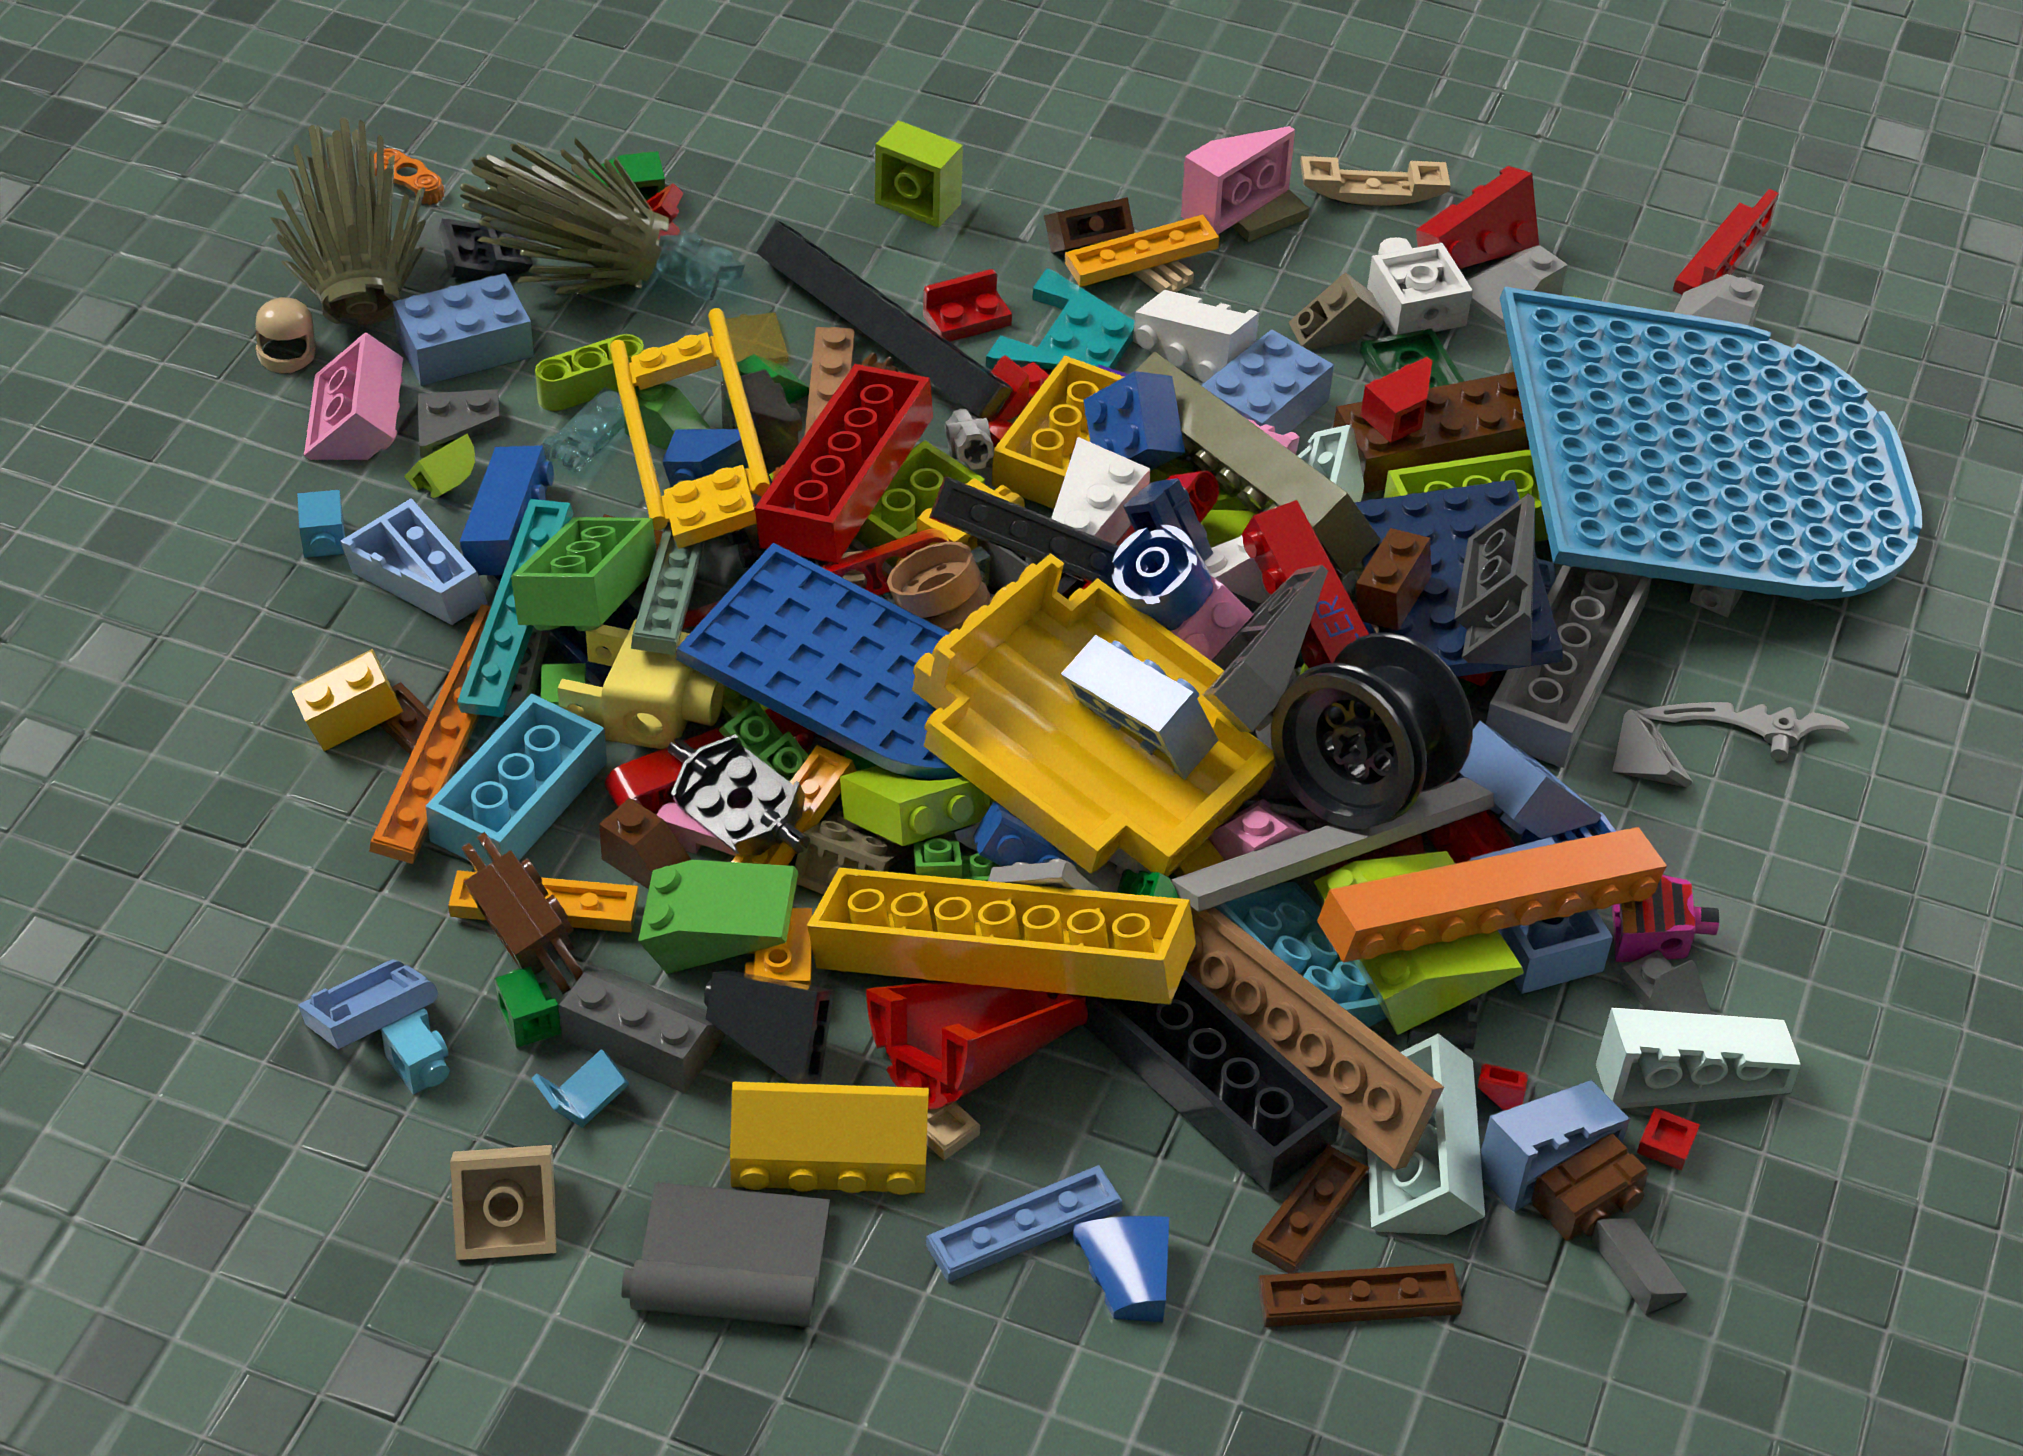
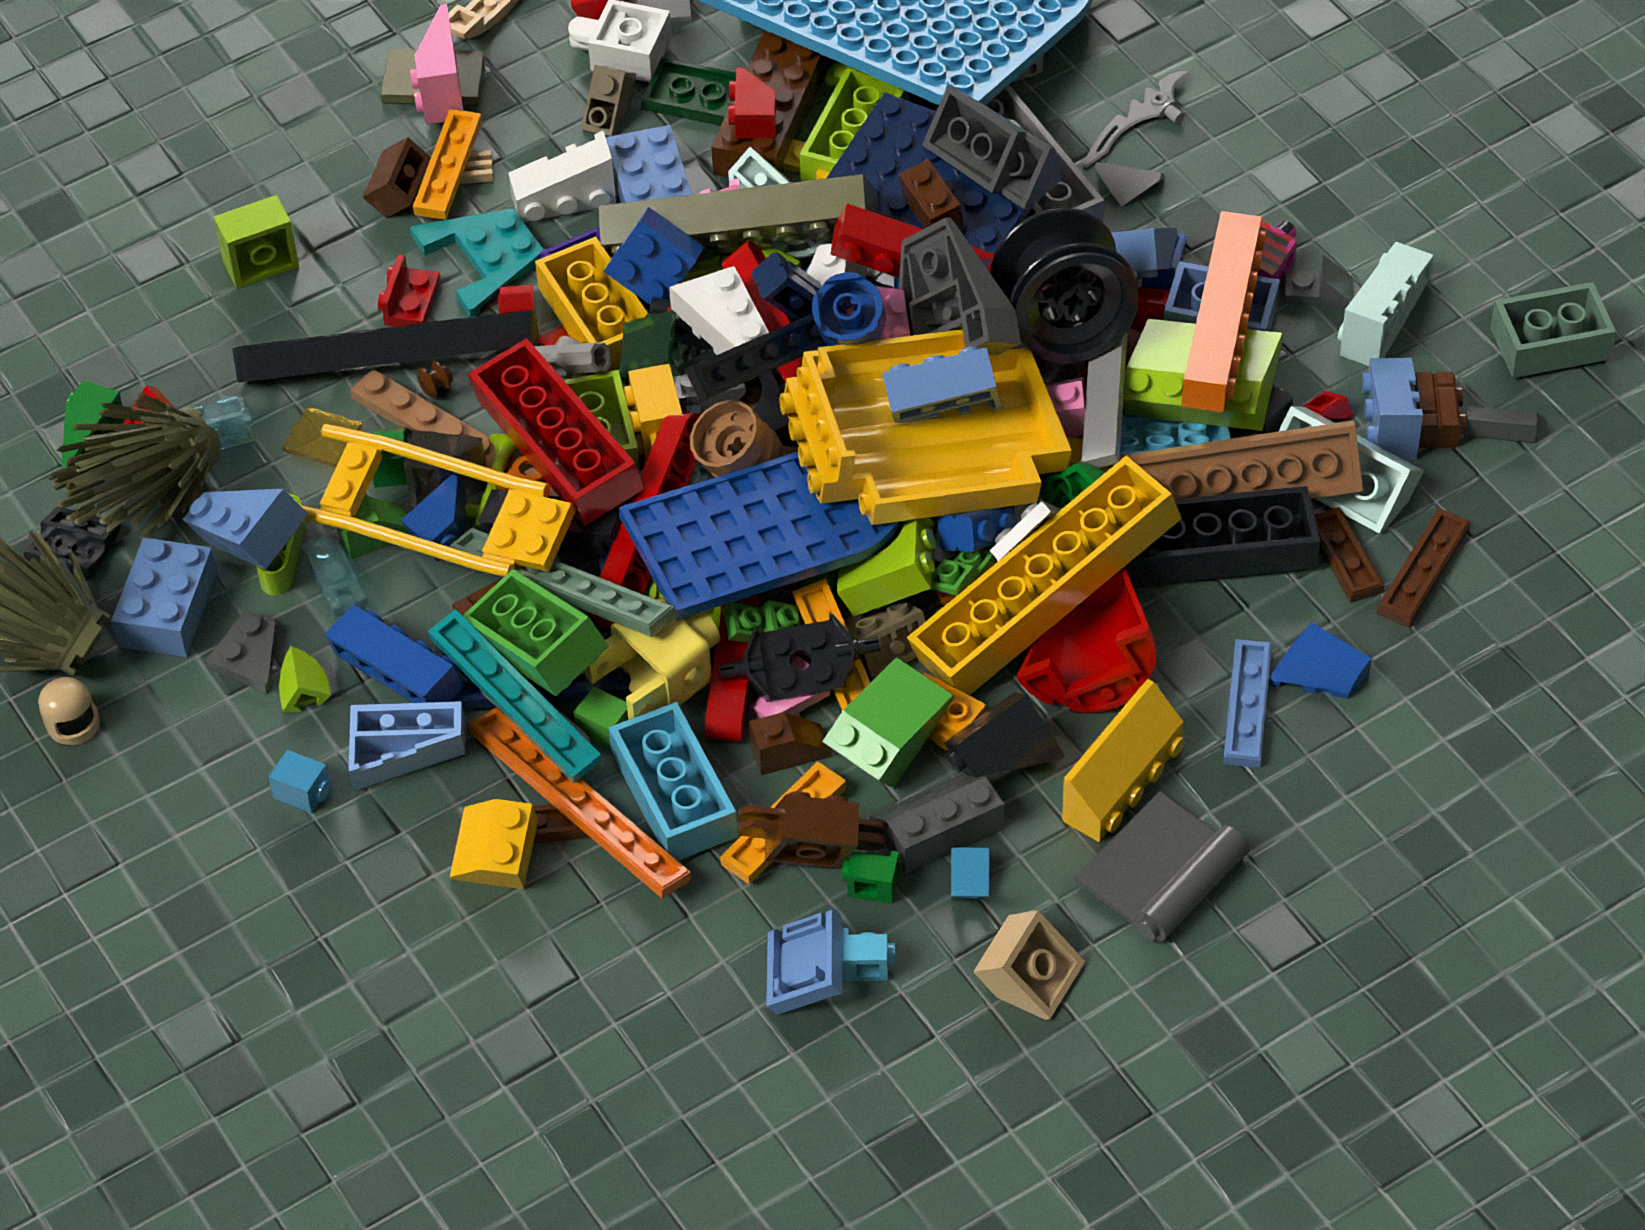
camera: 50 degrees left, 5 degrees up
(355, 403) = (183, 703): bright pink slope -> none
(564, 326) = (246, 522): none -> medium blue wedge
(1028, 476) = (647, 342): none -> clear green piece
(1668, 1138) = (1427, 352): red plate -> none
(1810, 1238) = (1553, 329): none -> sand green brick

